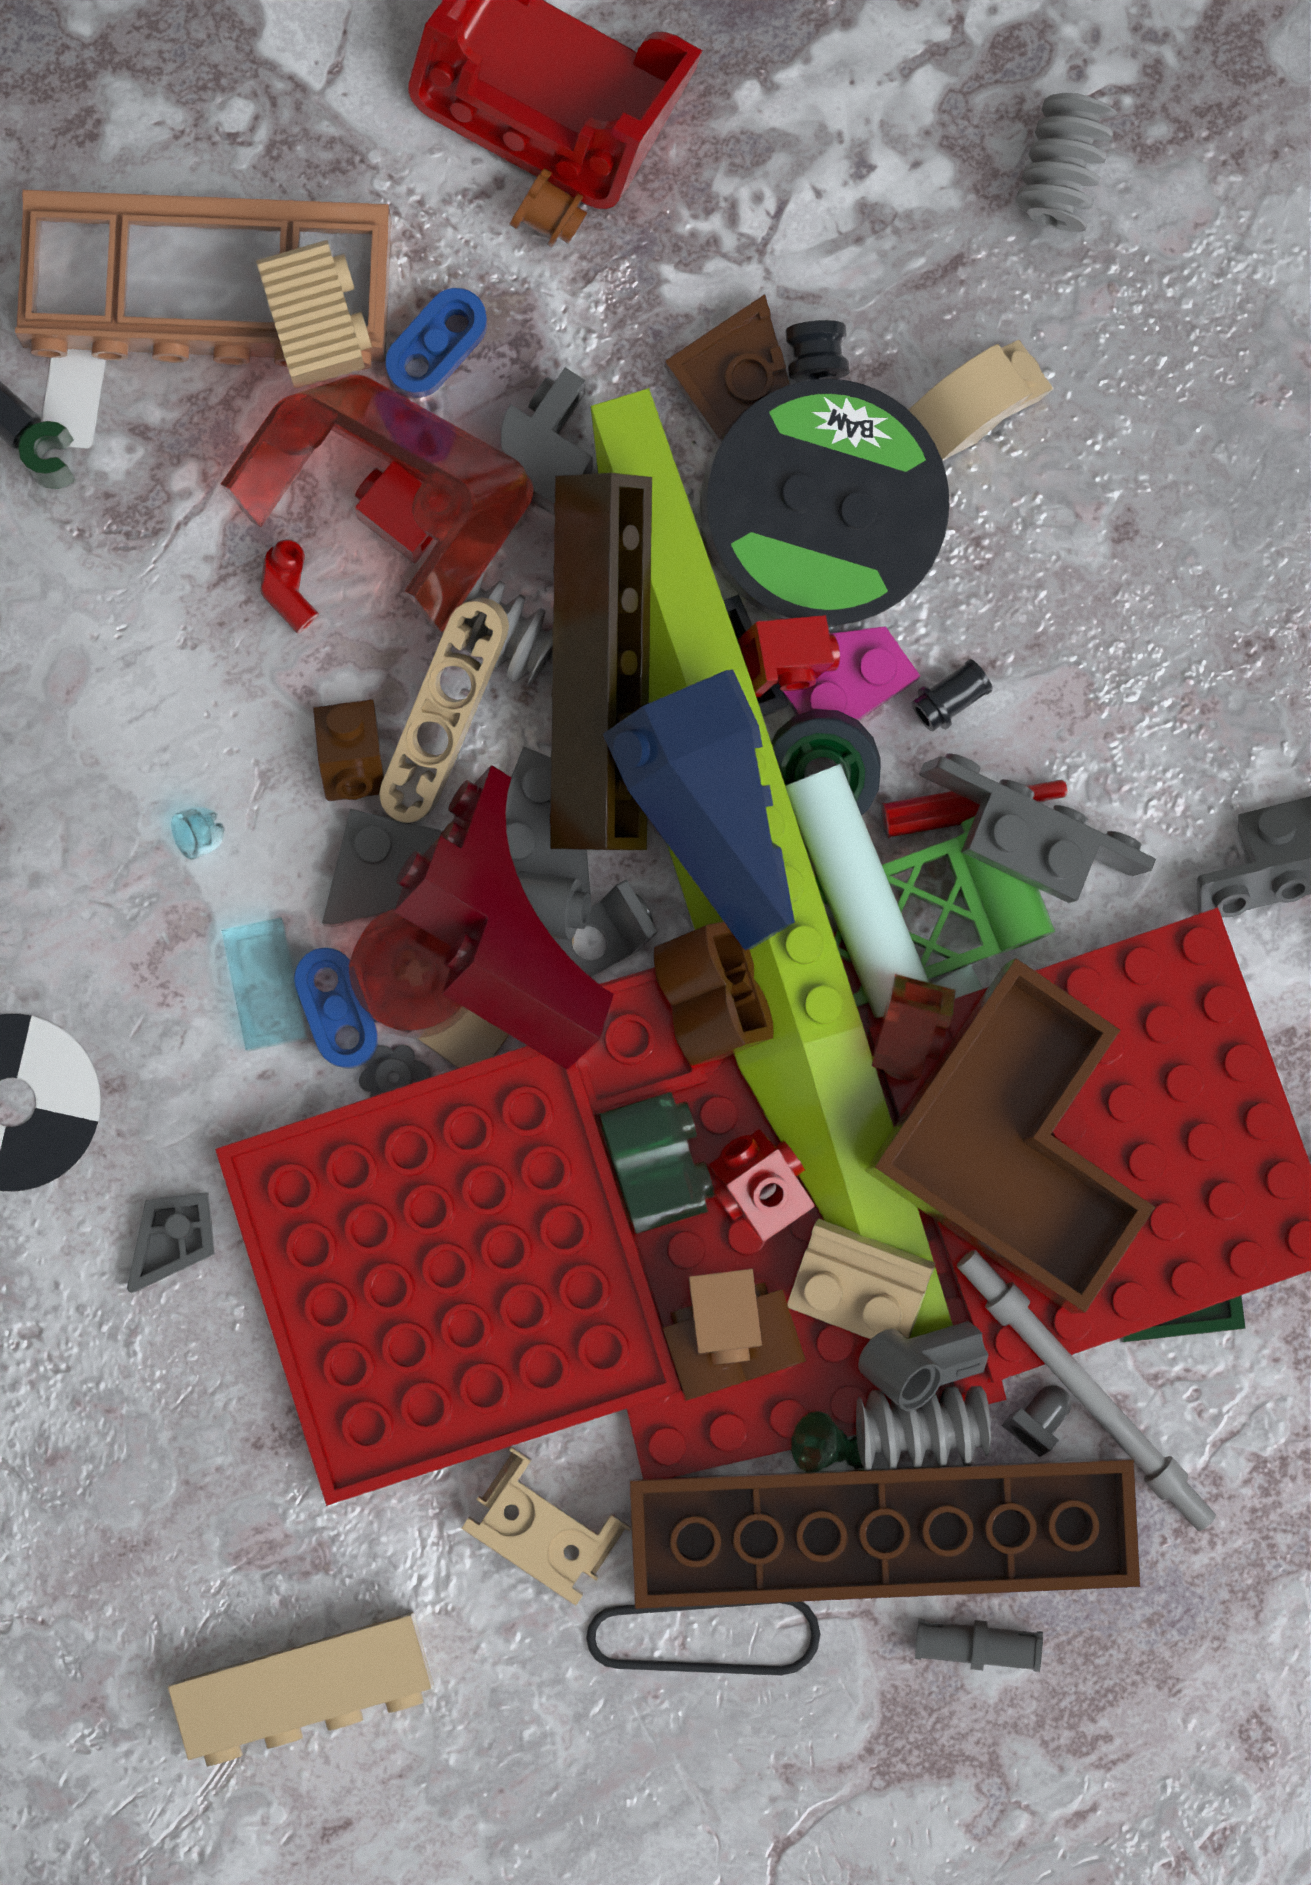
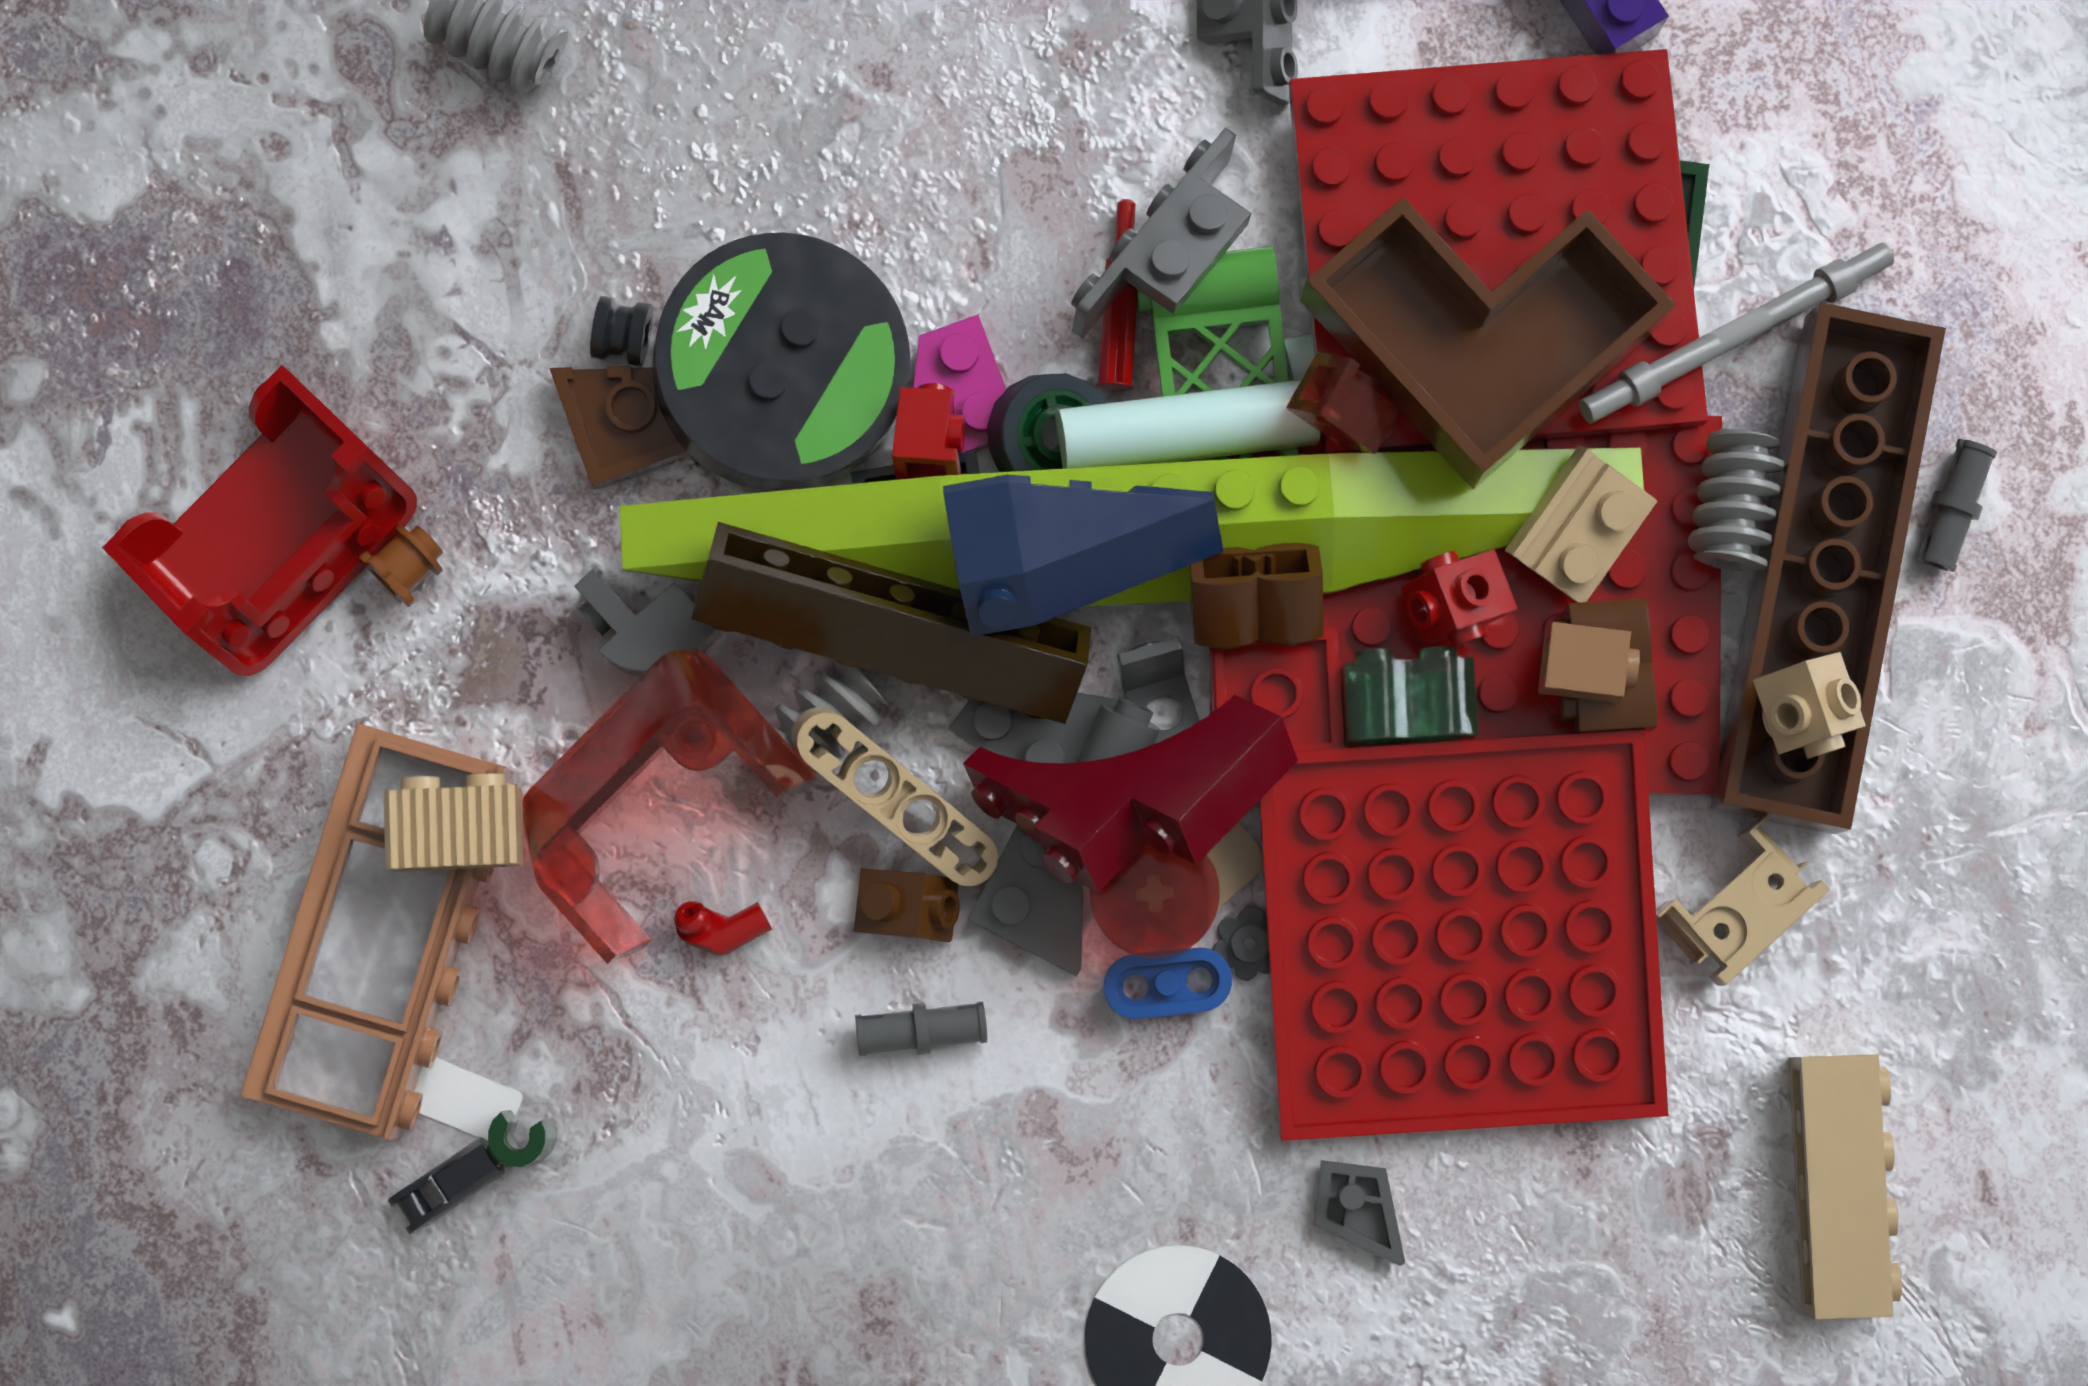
camera: 70 degrees left, 0 degrees up
(196, 832) = (951, 1081): clear light blue hinge -> none
(238, 791) = (921, 1028): none -> dark grey pin
(264, 984) = (1123, 1051): clear light blue tile -> none
(387, 510) = (672, 795): red brick -> none
(435, 344) = (511, 713): blue plate -> none
(700, 1667) = (1909, 790): black piece -> none
(738, 1535) = (1810, 705): none -> tan brick
(821, 1443) = (1726, 608): clear green piece -> none
(916, 1367) = (1679, 489): dark grey piece -> none
(951, 696) = (1006, 288): black pin -> none
(980, 396) = (712, 179): tan brick -> none
(1040, 1419) = (1749, 388): dark grey piece -> none

